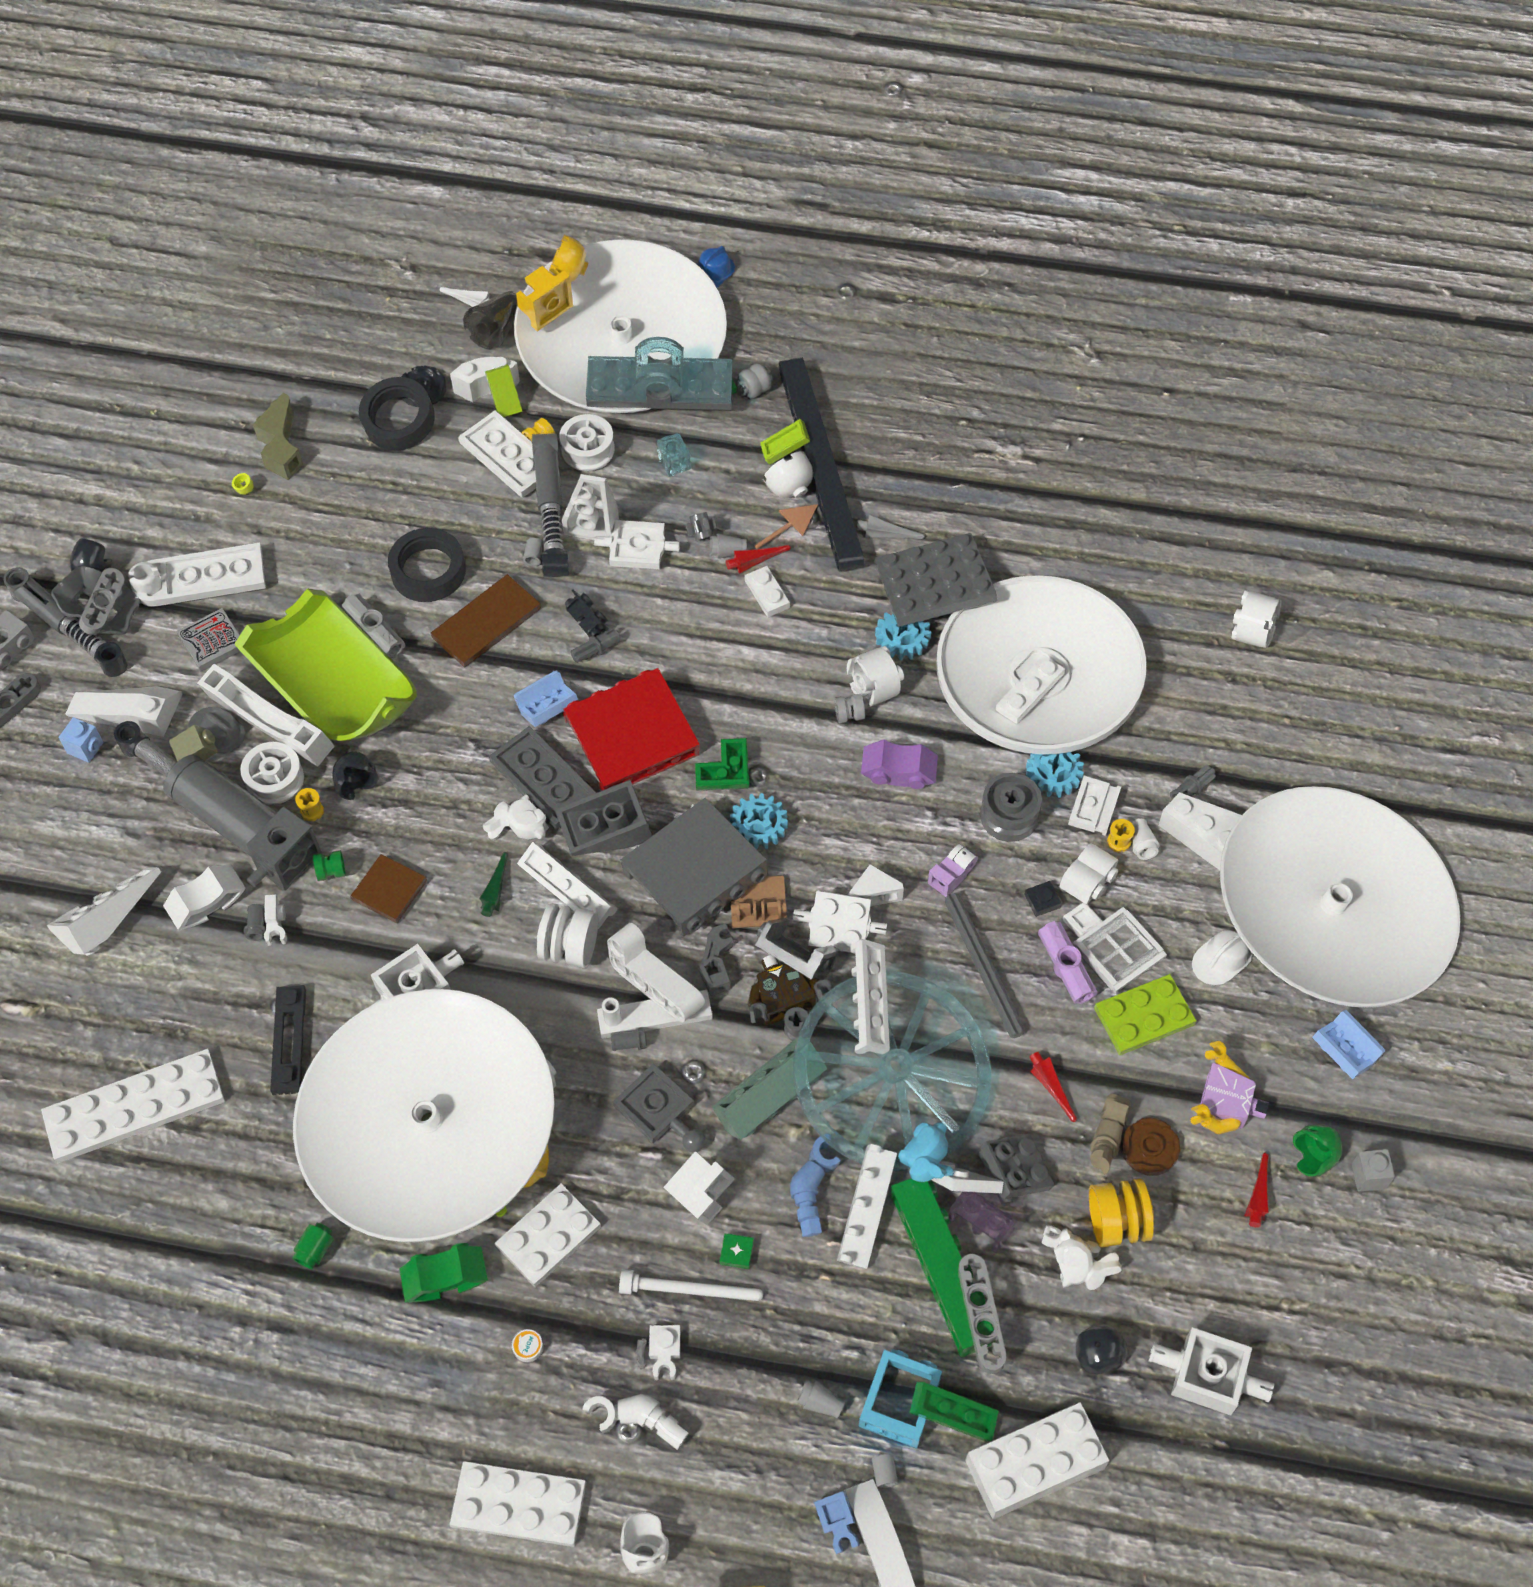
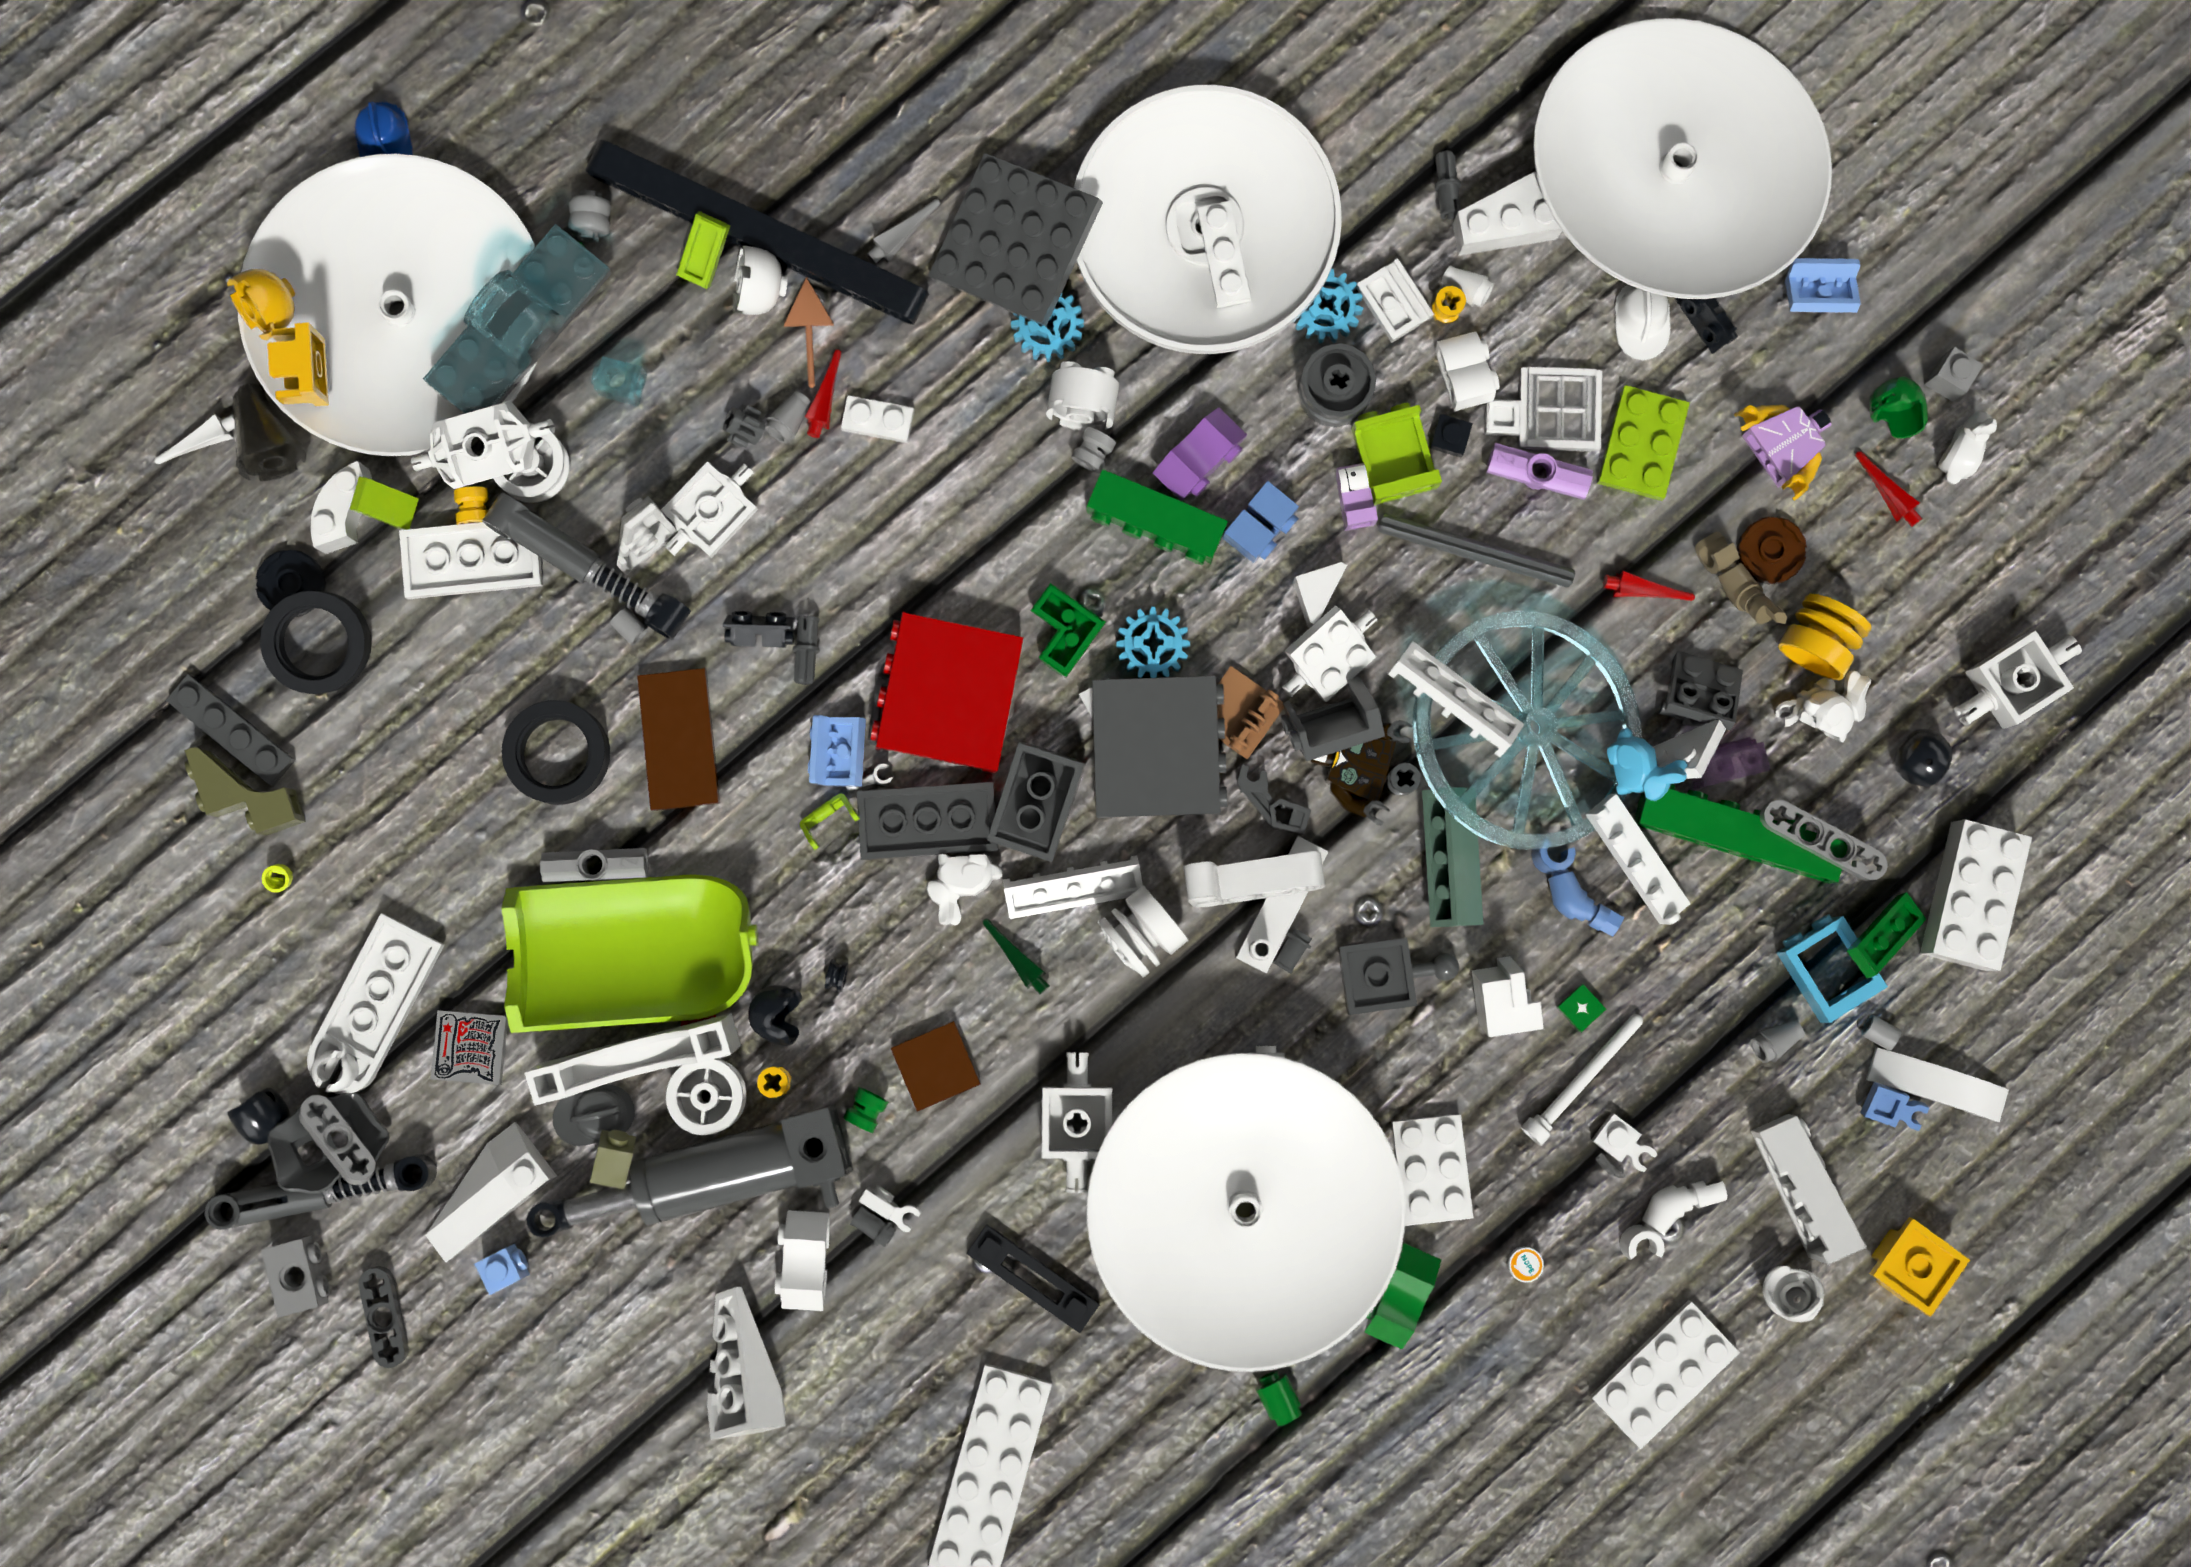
camera: 55 degrees left, 25 degrees up
(313, 412) = (230, 730): none -> dark grey plate
(404, 793) = (836, 975): none -> black bush
(514, 724) = (822, 813): none -> lime piece
(552, 730) = (872, 779): none -> white hand
(584, 416) = (506, 440): none -> white plate
(728, 1498) = (1807, 1190): none -> white wedge
(839, 768) = (1156, 517): none -> green brick
(902, 827) = (1272, 510): none -> medium blue piece
(1001, 873) = (1395, 453): none -> lime panel
(1256, 1000) = (1713, 328): none -> black hinge
(1333, 1215) = (1967, 447): none -> white animal

